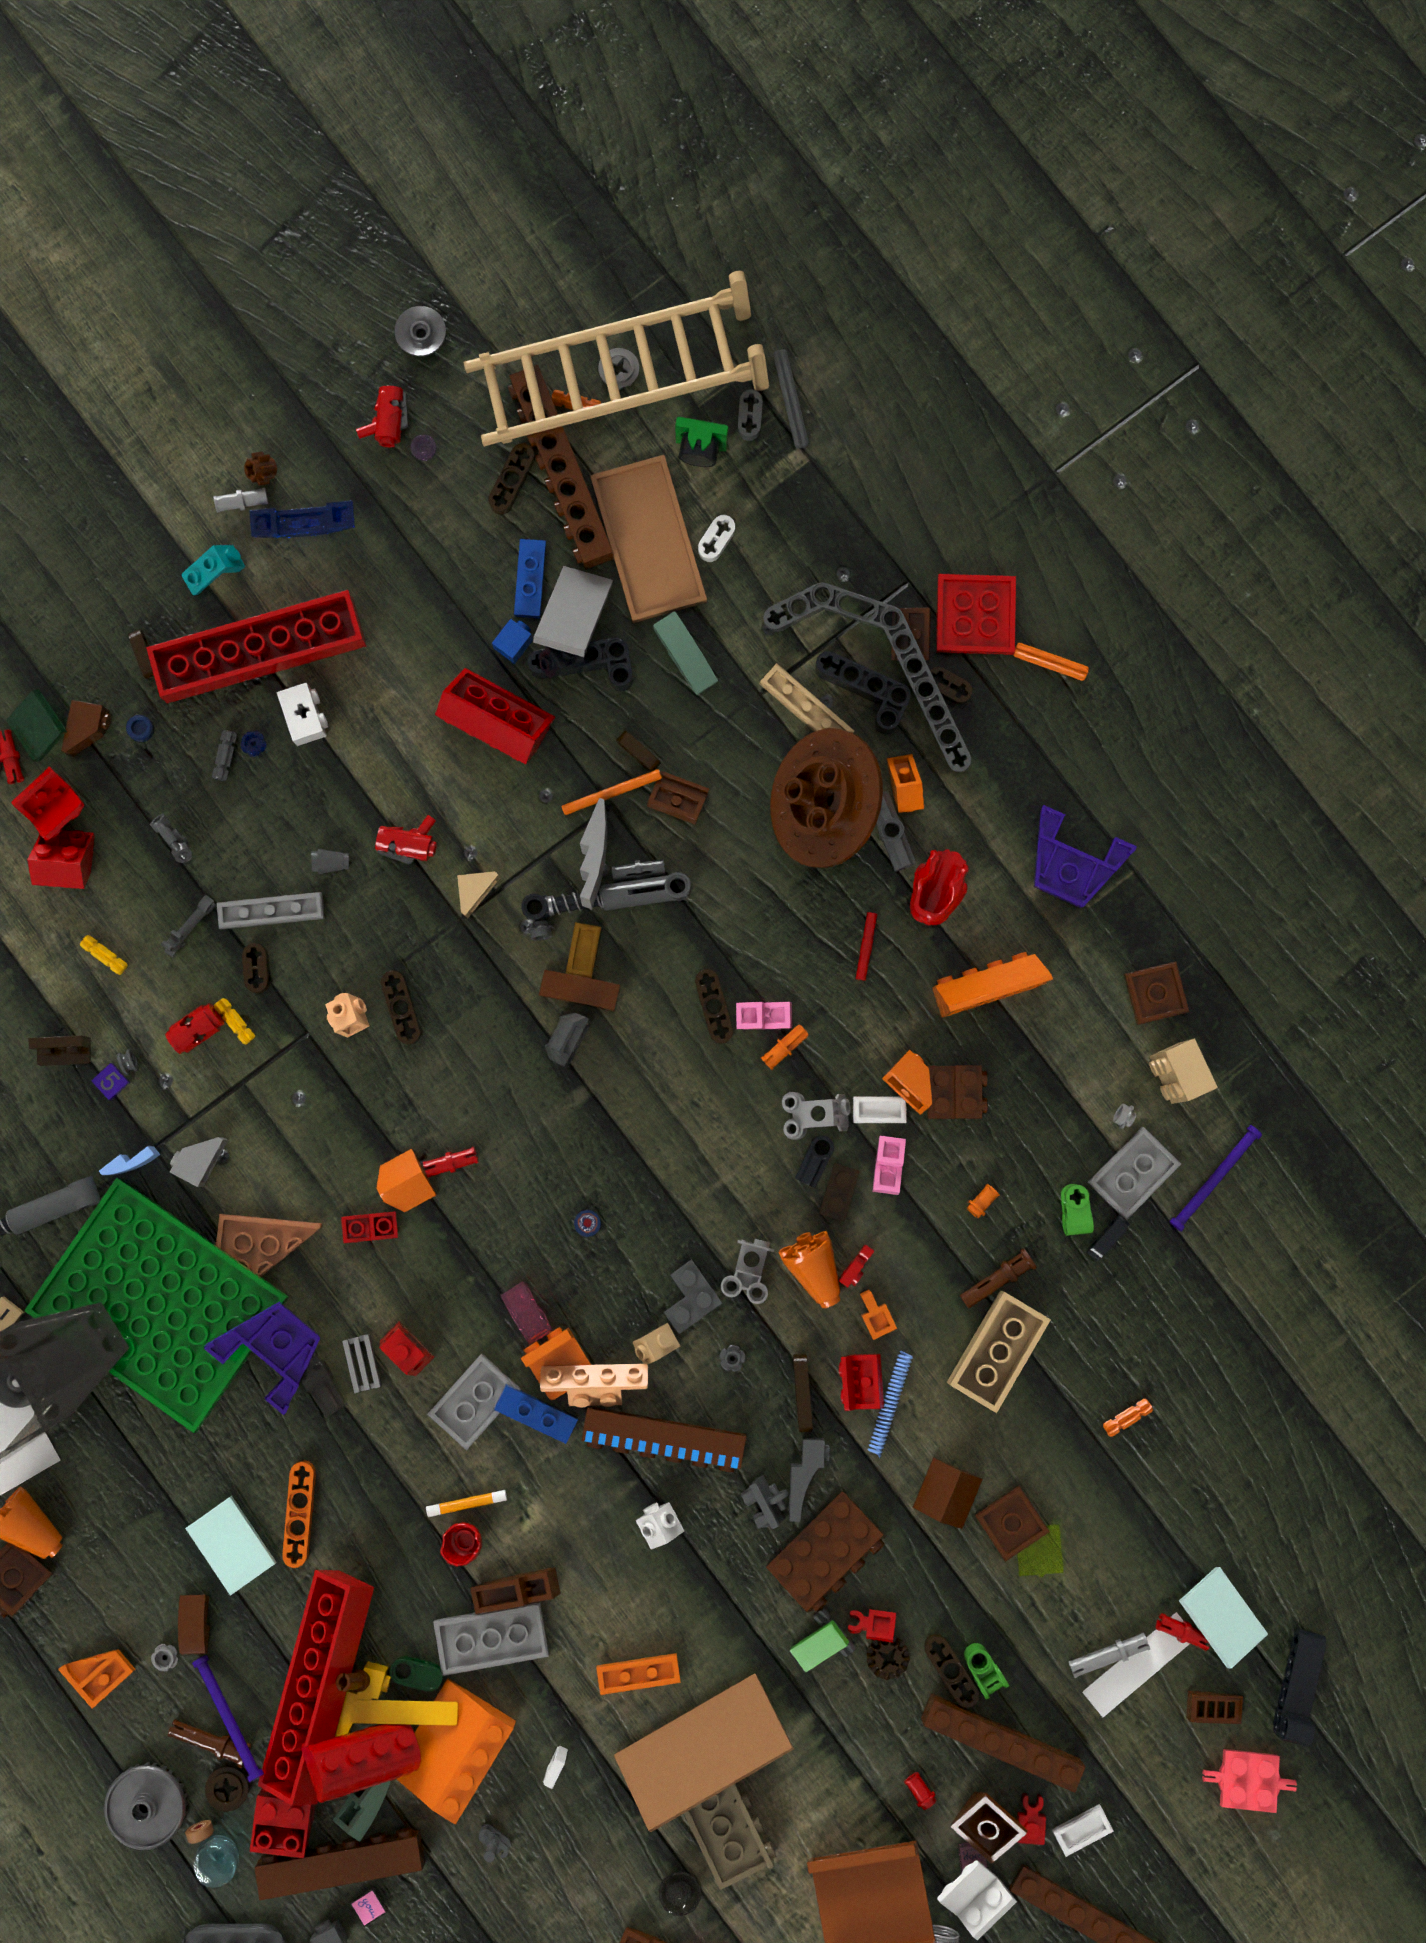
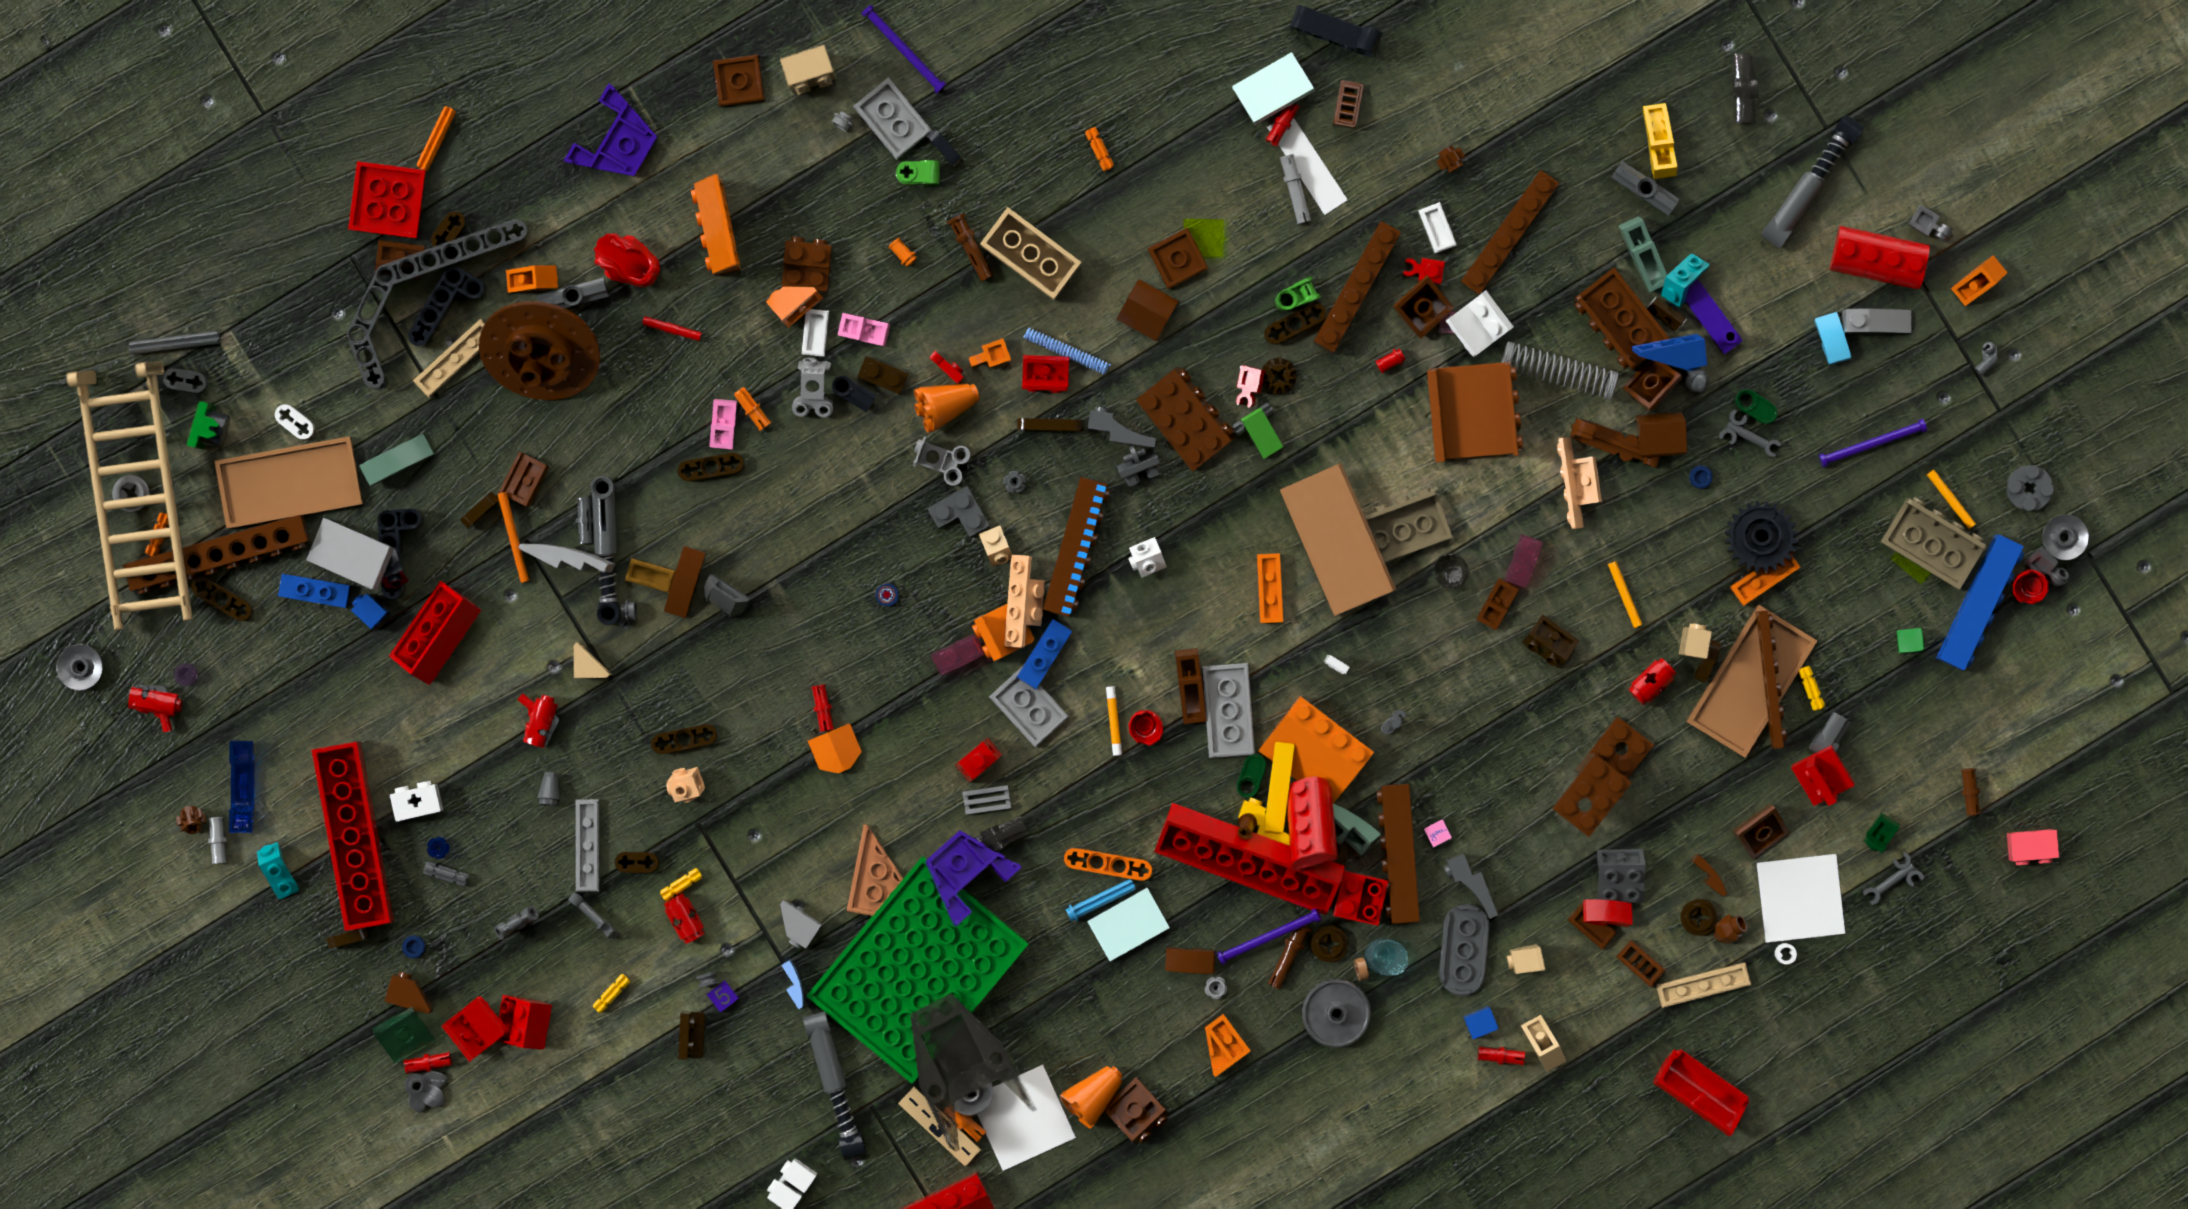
camera: 85 degrees left, 5 degrees up
(256, 1509) = (1100, 899): none -> dark azure axle
(369, 1227) = (871, 783): red slope -> none
(1166, 1840) = (1450, 159): none -> reddish brown gear
(1249, 1780) = (1410, 82): coral plate -> none

